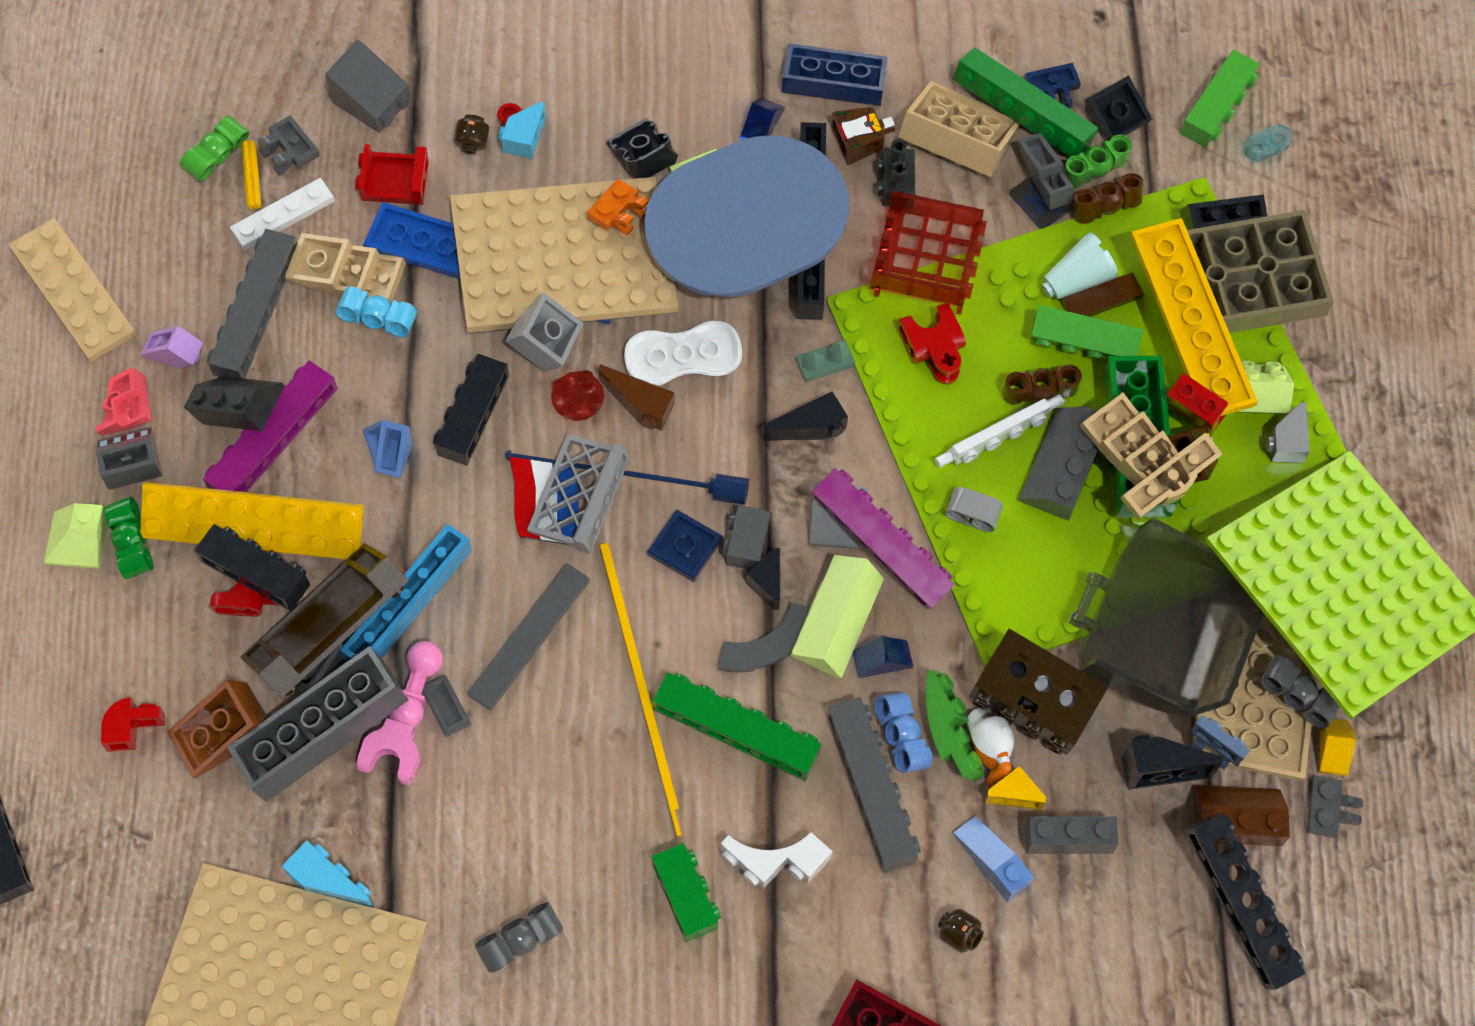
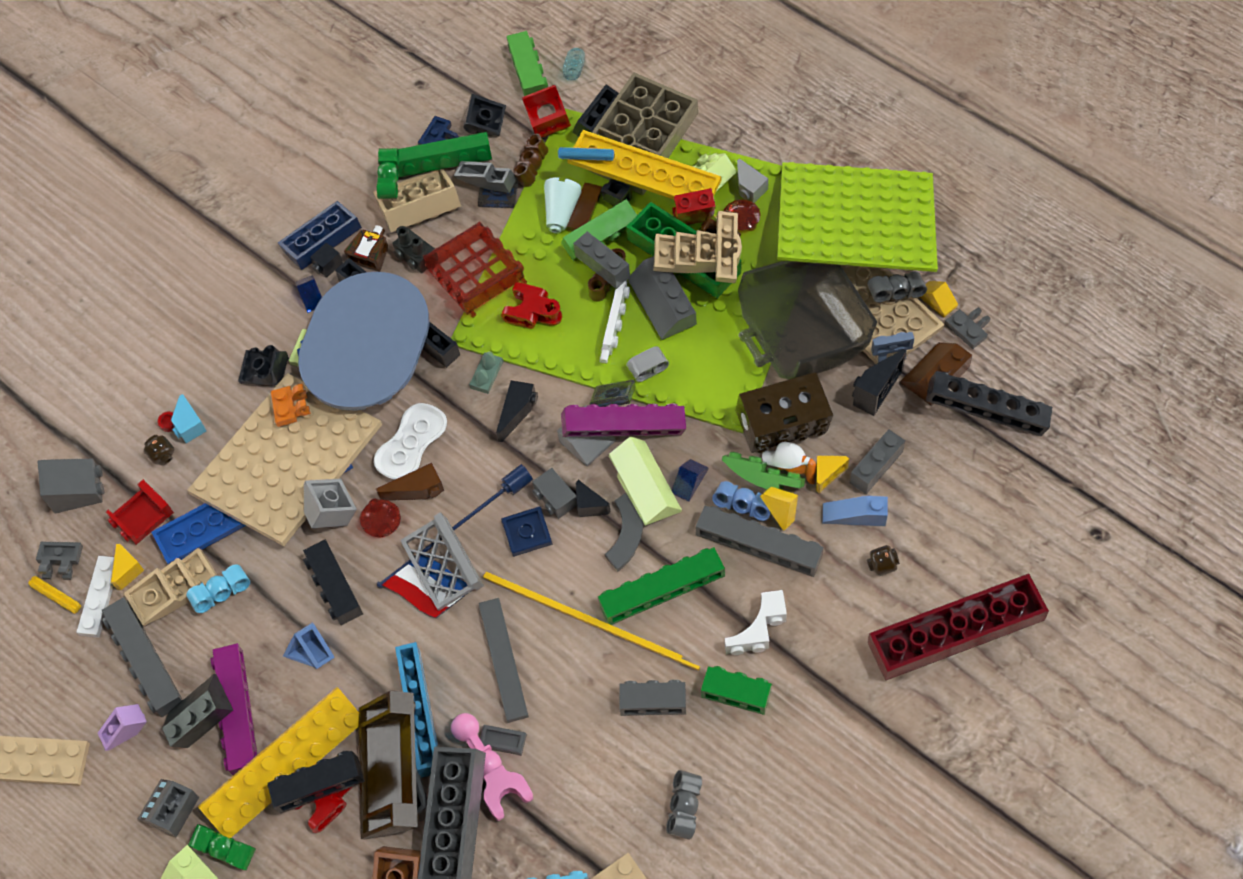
camera: 40 degrees left, 5 degrees down
(126, 403) = (129, 783): coral slope -> none
(214, 148) = (16, 601): bright green piece -> none
(327, 211) = (125, 568): none -> yellow slope
(607, 815) = (652, 698): none -> dark grey brick
(810, 104) = (326, 260): none -> black brick
(905, 503) = (614, 393): none -> clear smoke tile
(928, 774) = (781, 505): none -> yellow slope
(954, 76) = (387, 173): none -> green piece
(1045, 364) = (601, 260): none -> dark grey brick
(1105, 154) = (504, 147): bright green piece -> none
(1147, 314) = (616, 192): none -> black brick
(1153, 245) = (585, 153): none -> dark azure axle
(1174, 183) = (552, 122): none -> red panel
(1243, 461) = (747, 211): none -> clear red dish

